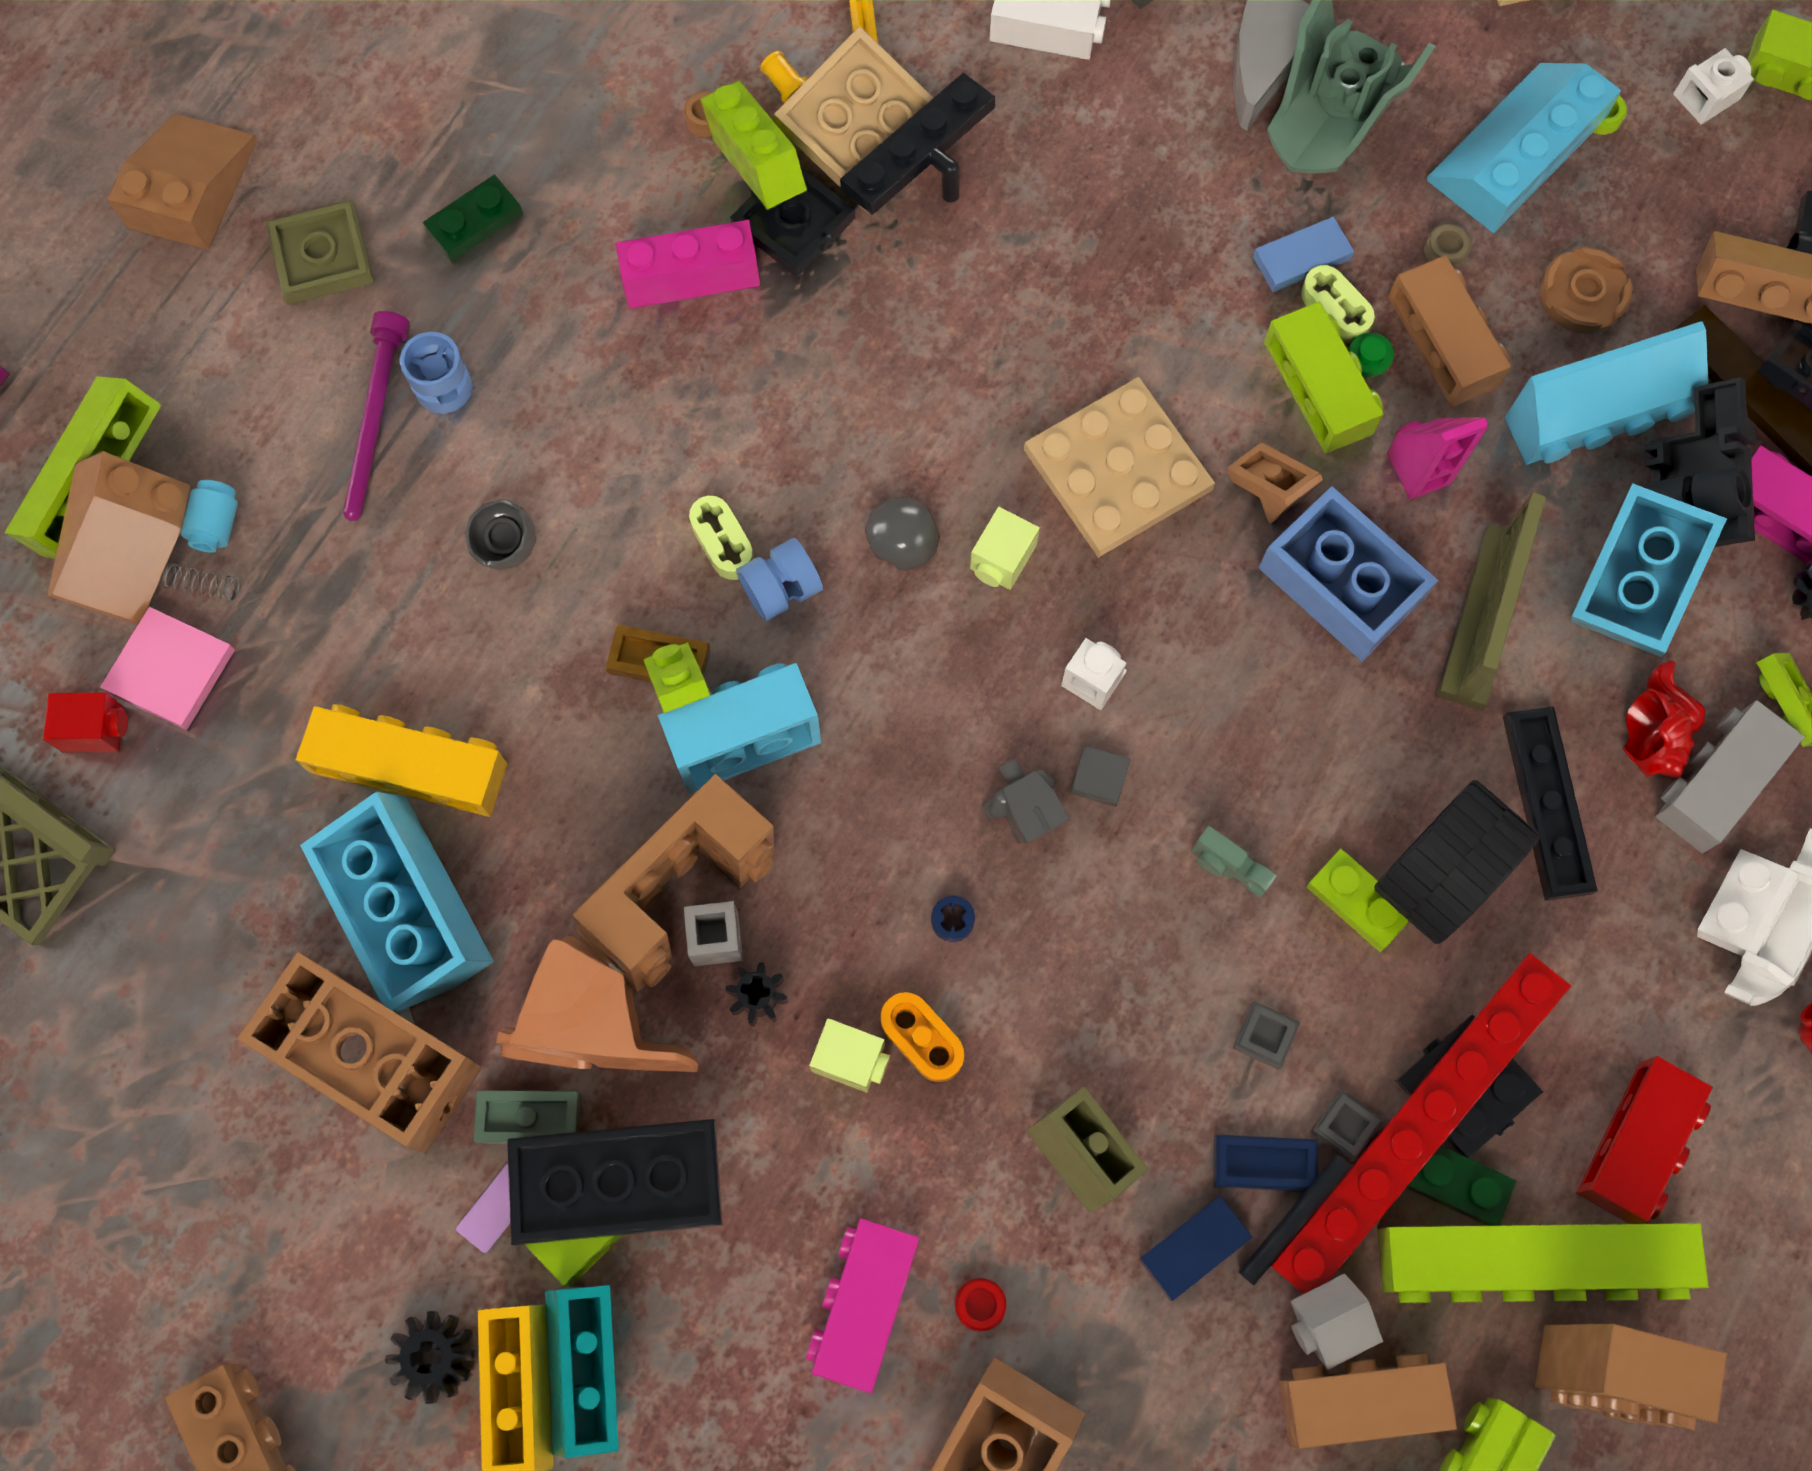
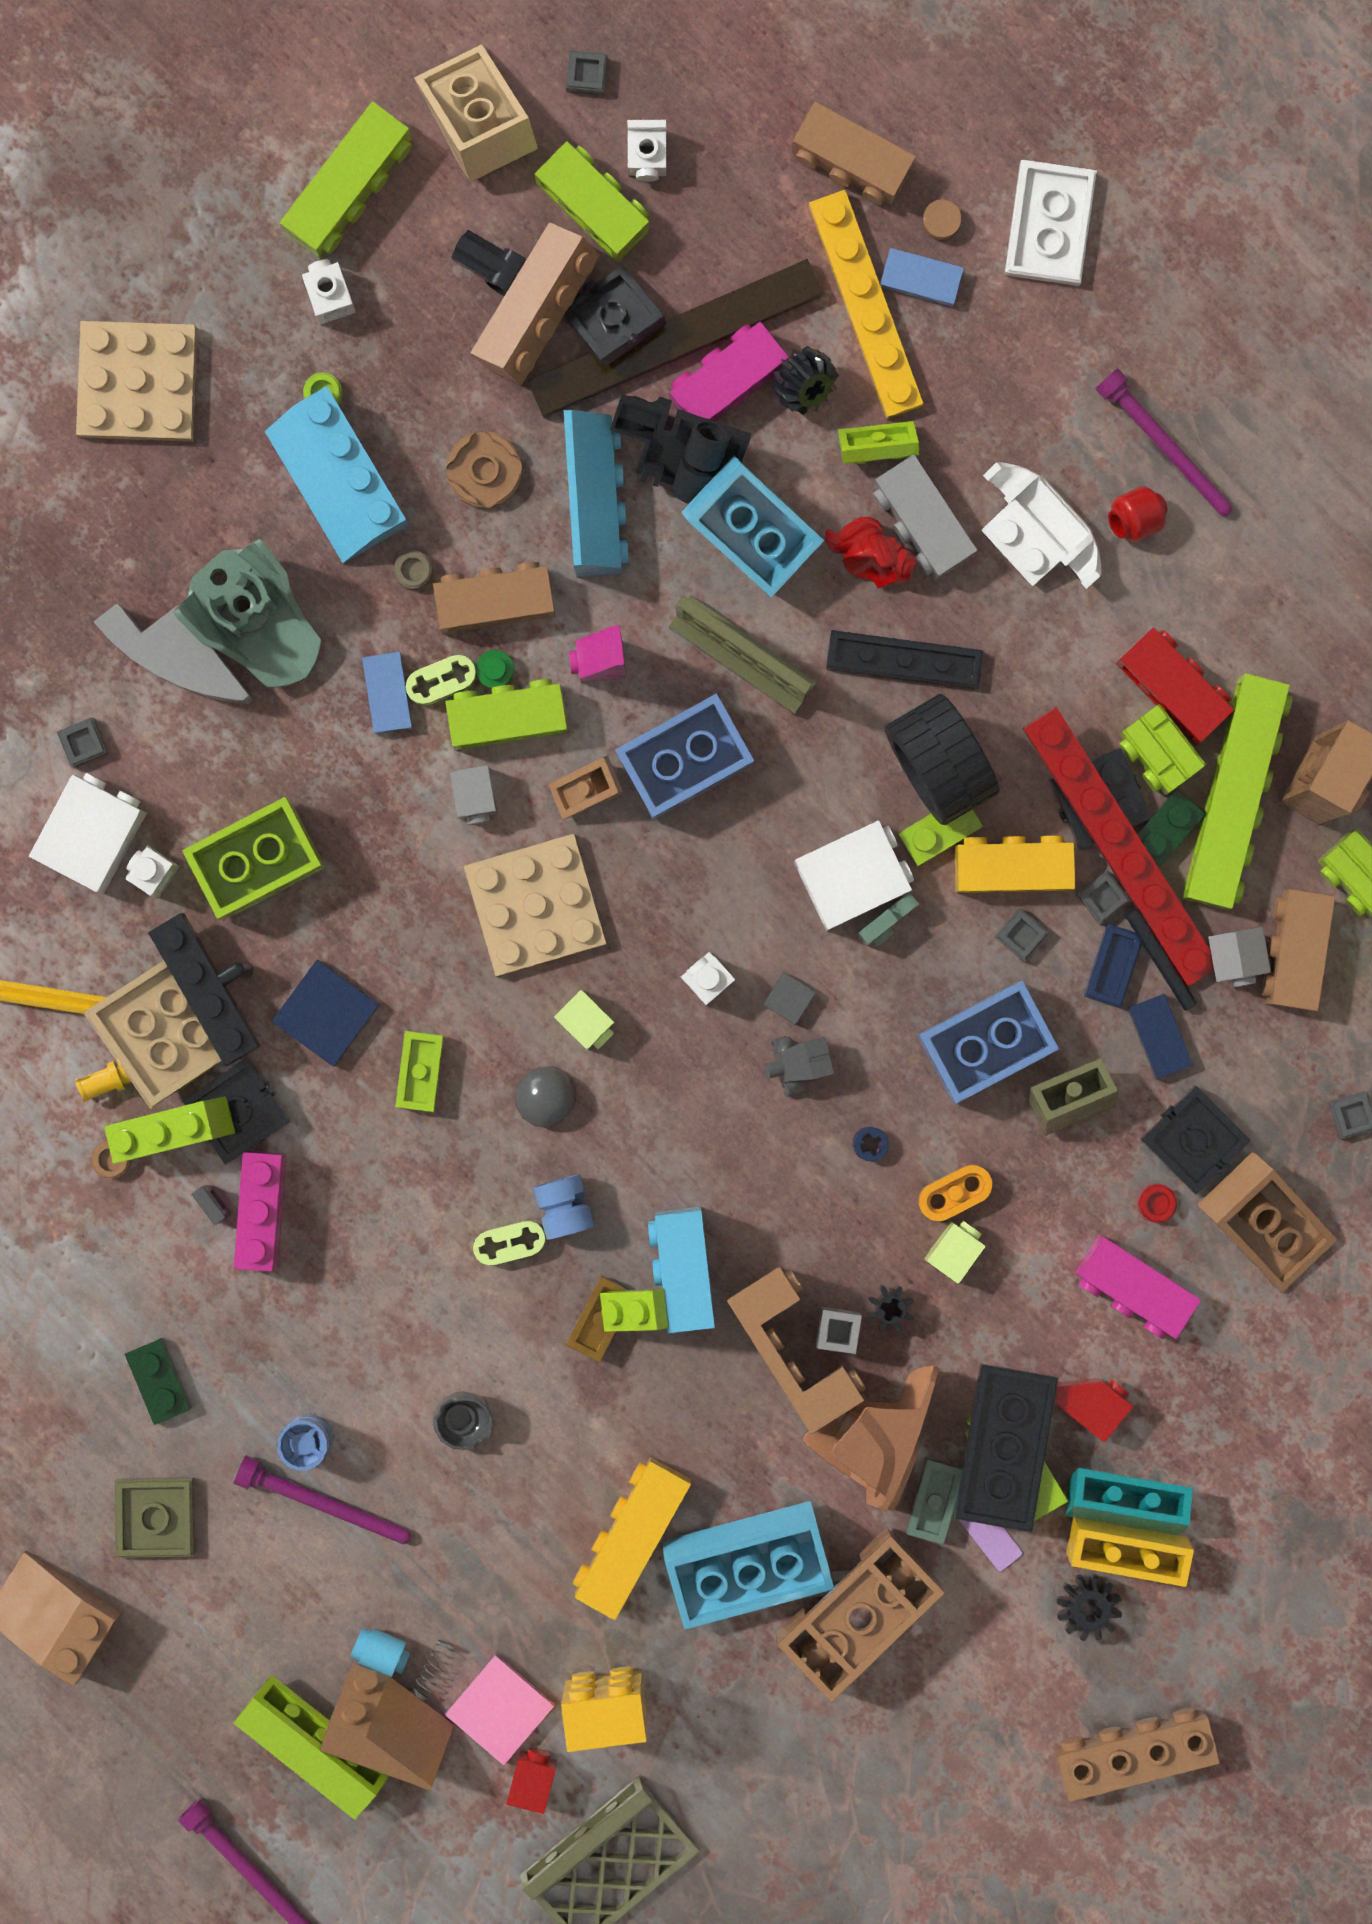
camera: 75 degrees left, 15 degrees up
(178, 768) = (604, 1709): none -> yellow brick
(683, 212) = (211, 1204): none -> dark grey tile
(698, 1287) = (1094, 1404): none -> red slope
(892, 390) = (419, 1071): none -> lime plate
(928, 281) = (325, 1013): none -> dark blue tile
(1033, 57) = (151, 871): none -> white brick
(1077, 158) = (253, 859): none -> lime brick
(1077, 1331) = (1195, 1140): none -> black plate
(1122, 1020) = (987, 1042): none -> medium blue brick
(1224, 365) = (474, 794): none -> light grey brick
(1274, 807) = (854, 874): none -> white brick
(1350, 999) = (1014, 865): none -> yellow brick
(1558, 1145) = (1160, 750): none -> lime brick

